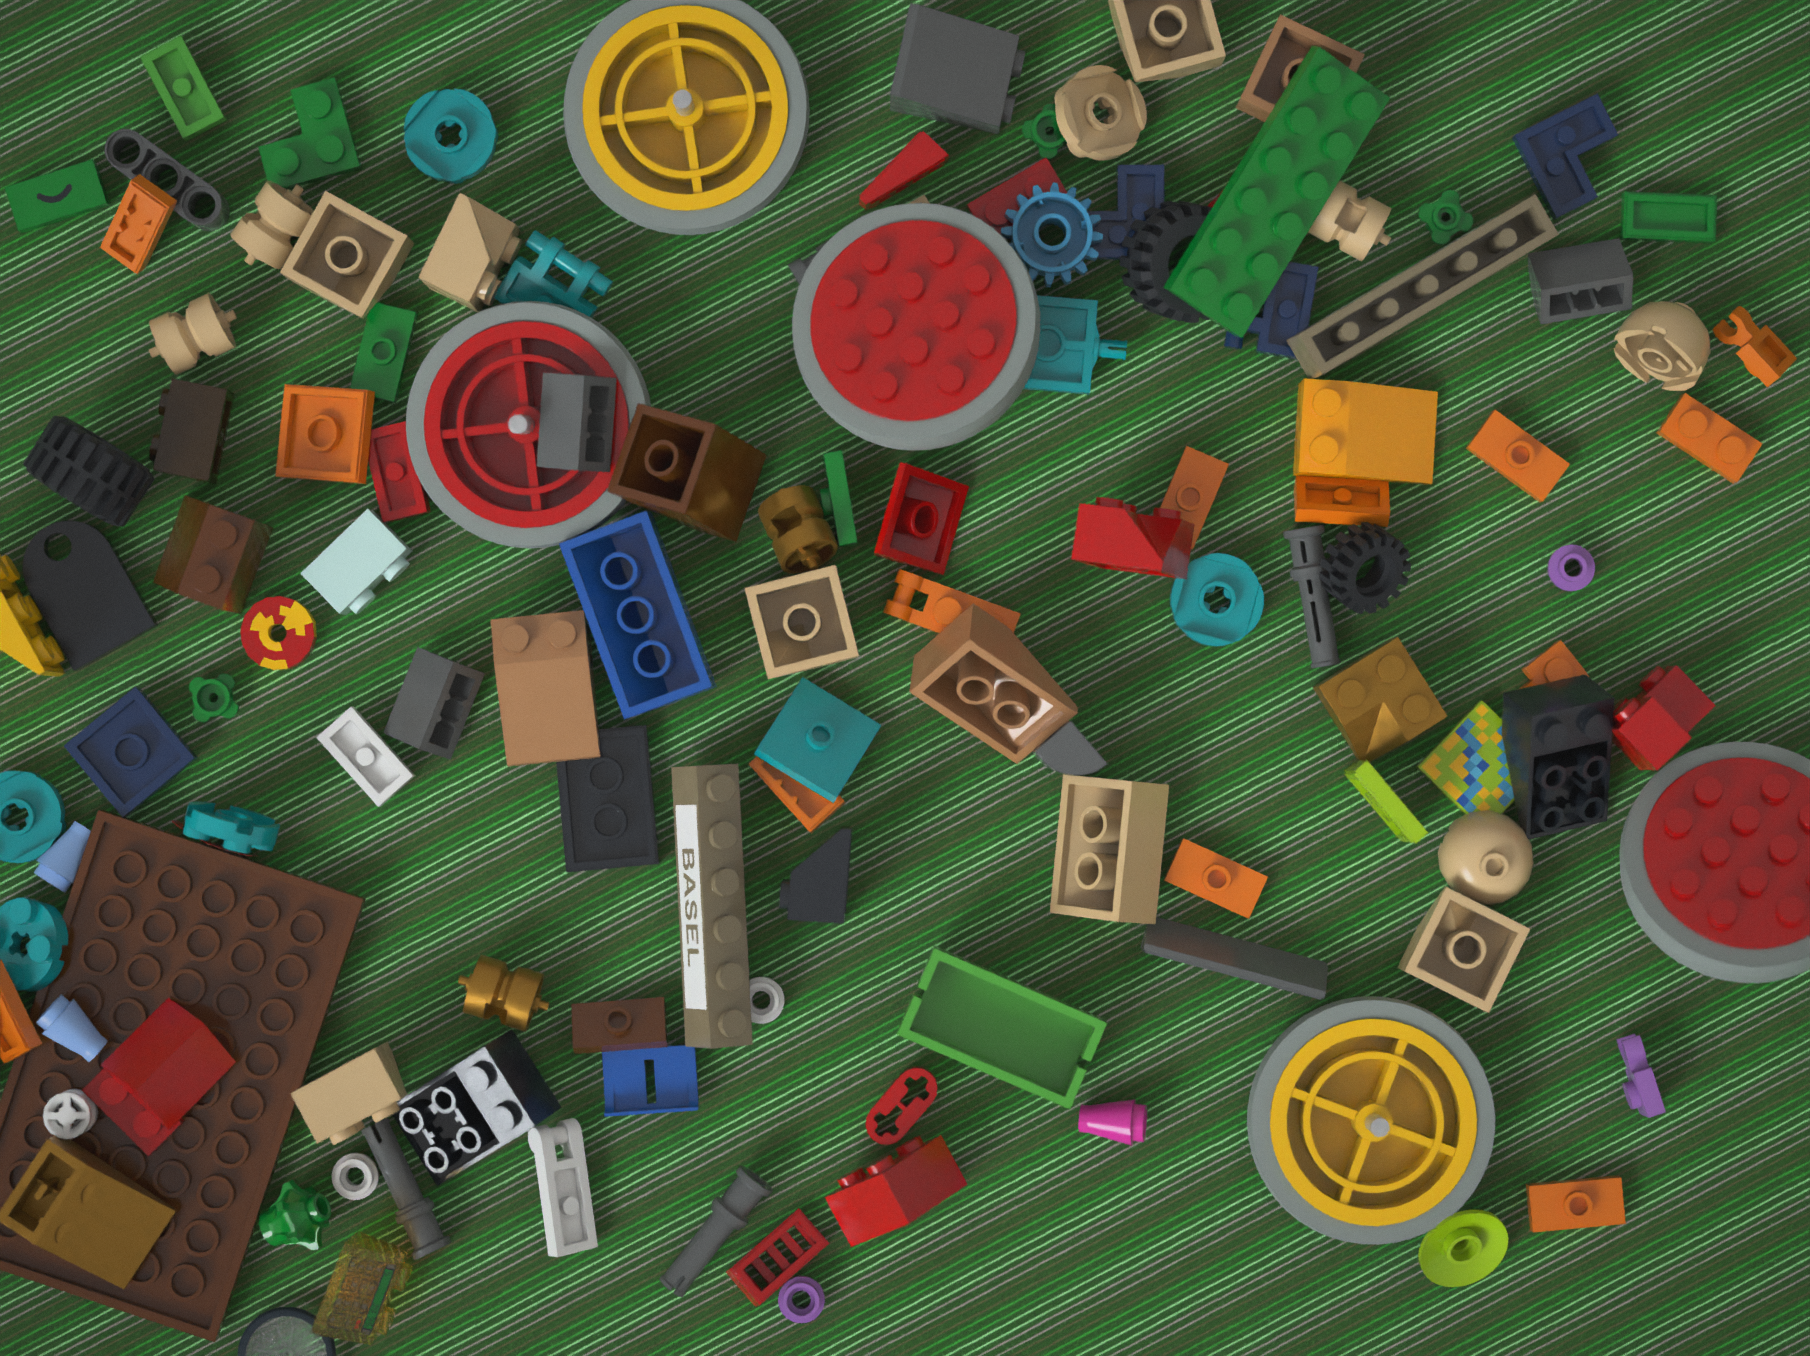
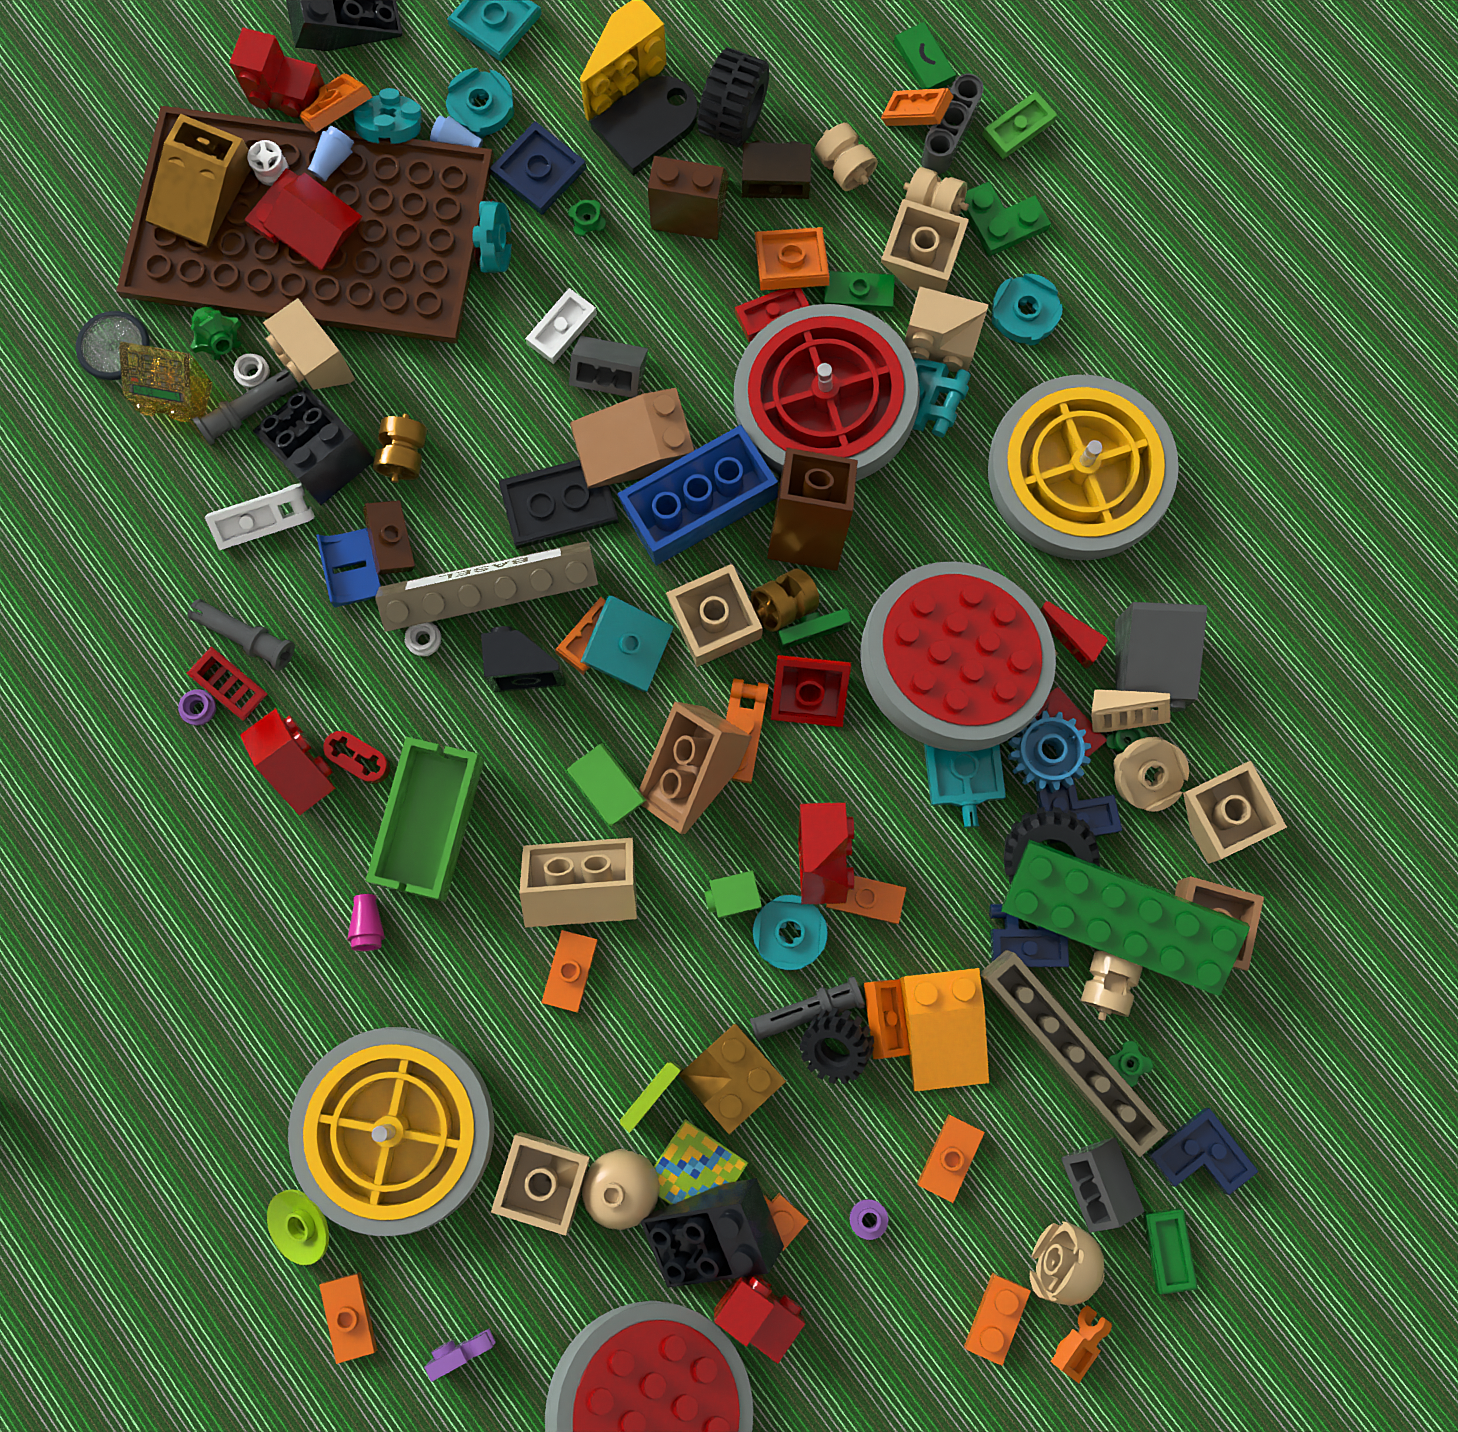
camera: 80 degrees right, 10 degrees down
(257, 629) = (641, 268): red piece -> none
(358, 563) = (701, 295): light aqua brick -> none
(576, 422) = (834, 418): dark grey brick -> none
(994, 795) = (606, 785): none -> bright green slope
(1017, 126) = (1128, 709): none -> tan slope
(1069, 752) = (648, 833): dark grey brick -> none
(1160, 661) = (733, 895): none -> bright green brick
(1236, 957) = (508, 998): dark grey slope -> none

